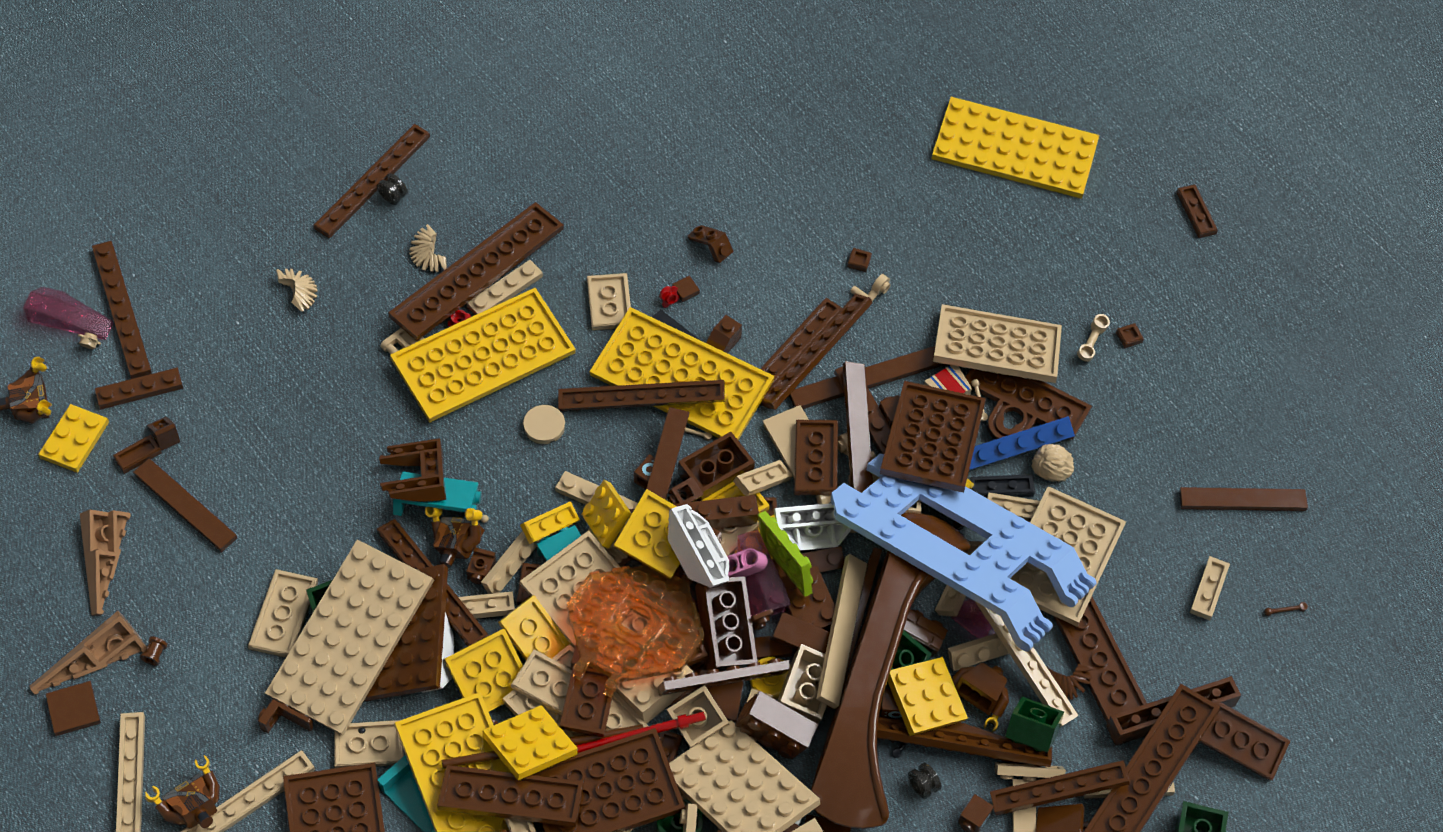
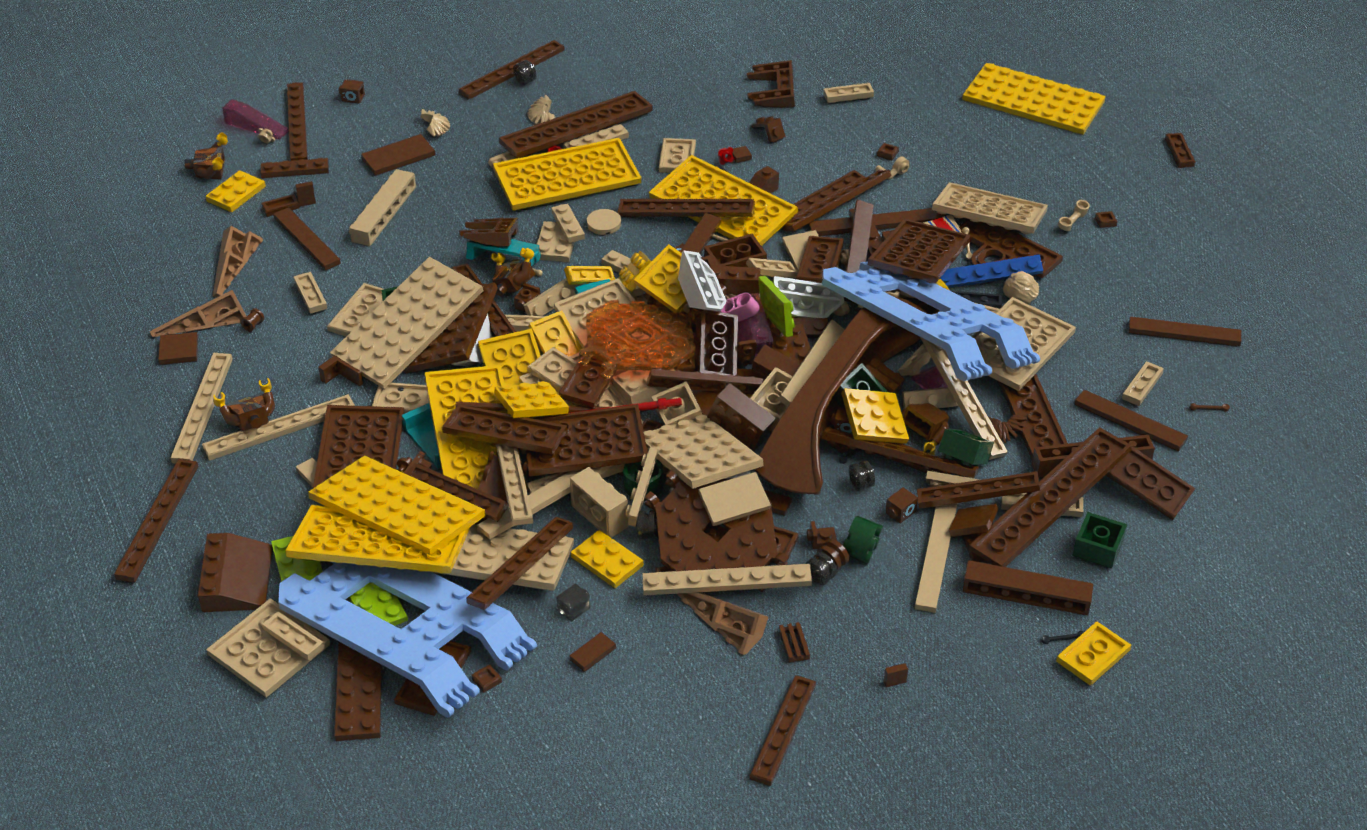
camera: 15 degrees right, 15 degrees down
(179, 249) = (352, 91): none -> reddish brown brick
(213, 595) = (310, 292): none -> tan plate
(264, 347) = (398, 154): none -> reddish brown tile
(268, 442) = (382, 207): none -> tan brick
(494, 464) = (553, 243): none -> tan plate
(504, 439) = (568, 223): none -> tan plate
(719, 184) = (776, 71): none -> reddish brown wedge
(795, 169) = (848, 93): none -> tan plate
(1204, 643) = (1131, 420): none -> reddish brown tile

